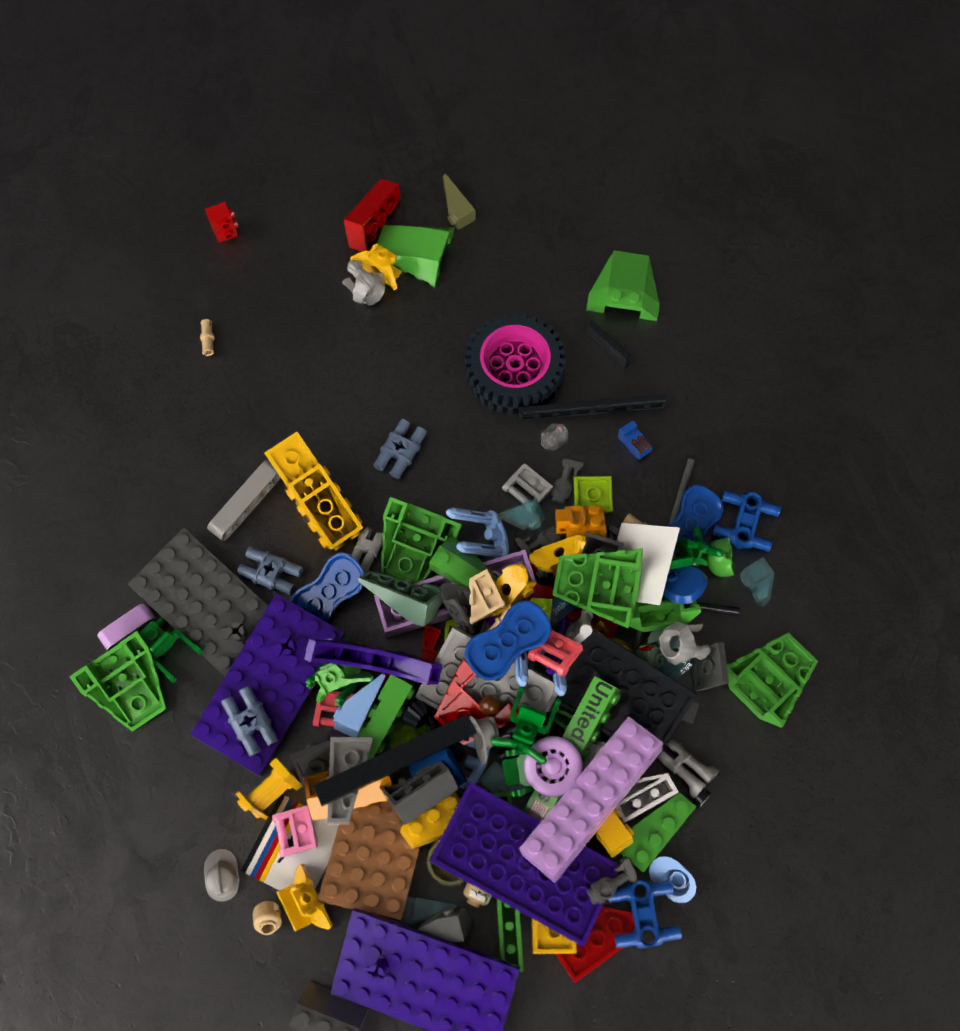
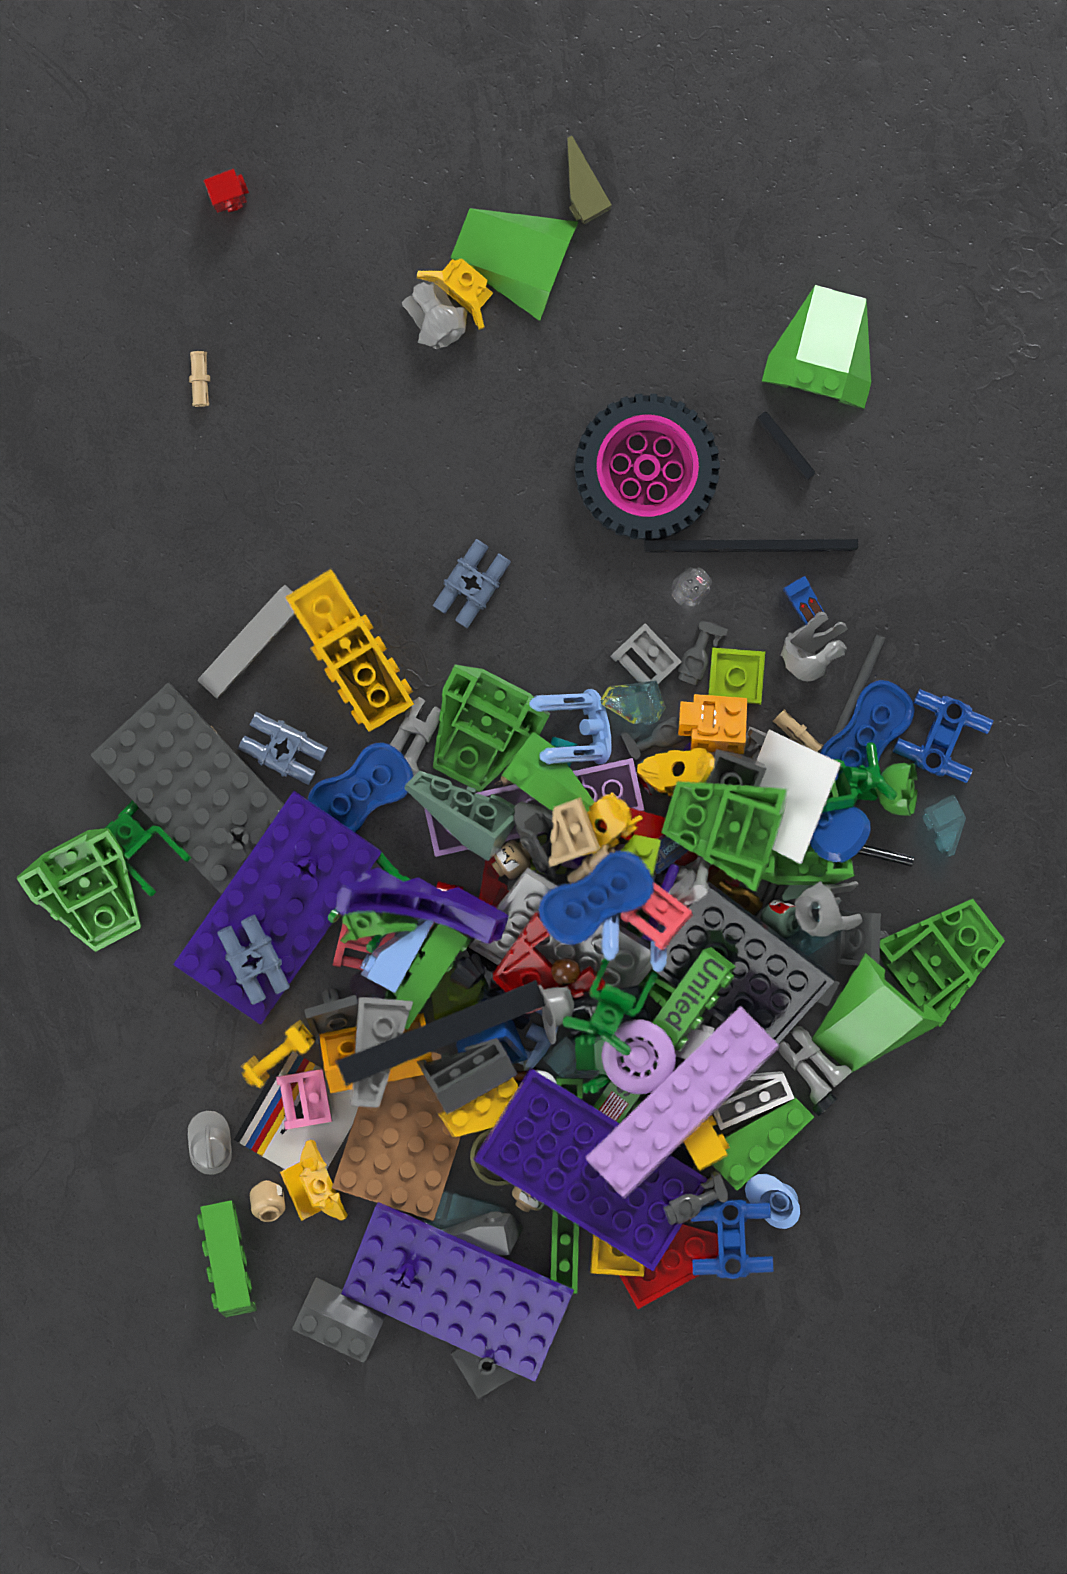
camera: 10 degrees right, 20 degrees up
(126, 625) = (88, 811): lavender beam -> none
(234, 972) = (226, 1259): none -> bright green wedge
(371, 214) = (454, 193): red wedge -> none
(440, 629) = (512, 860): none -> tan head
(645, 471) = (801, 647): none -> light grey piece
(729, 725) = (871, 1019): none -> bright green wedge

